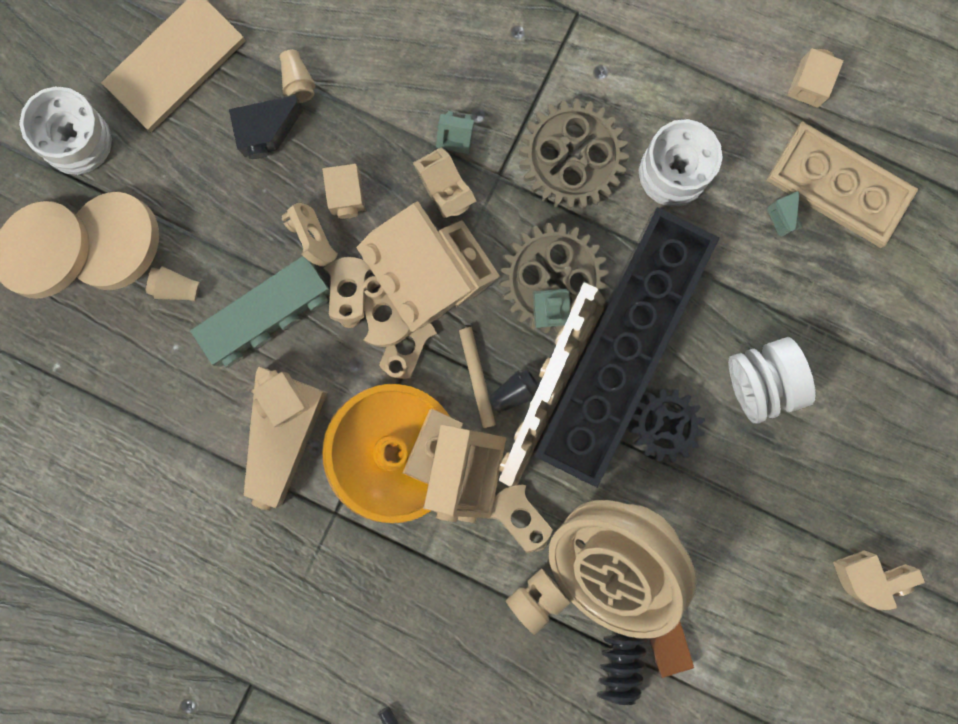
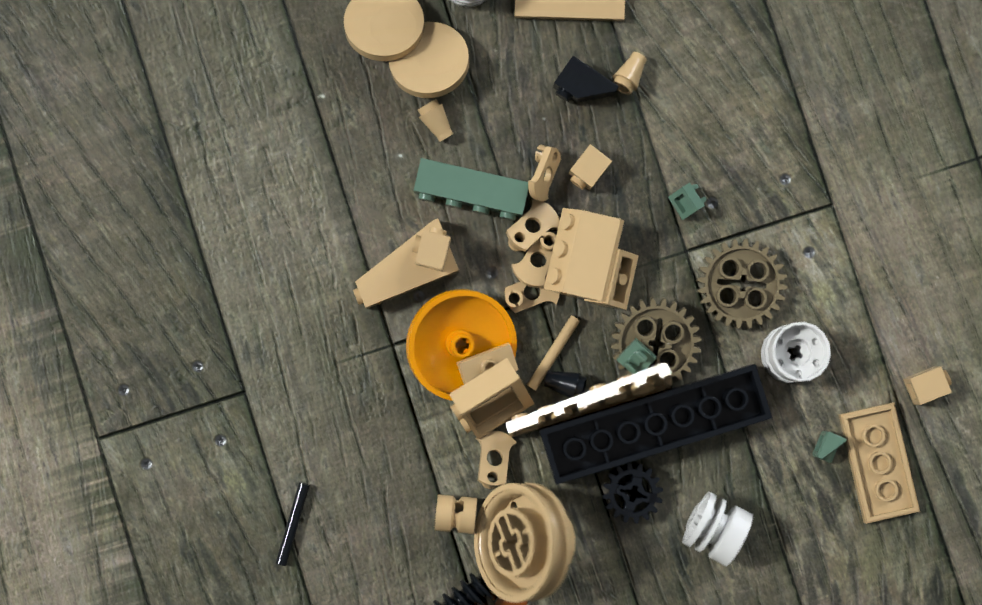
camera: 45 degrees right, 0 degrees up
(444, 183) = (650, 223): tan brick -> none

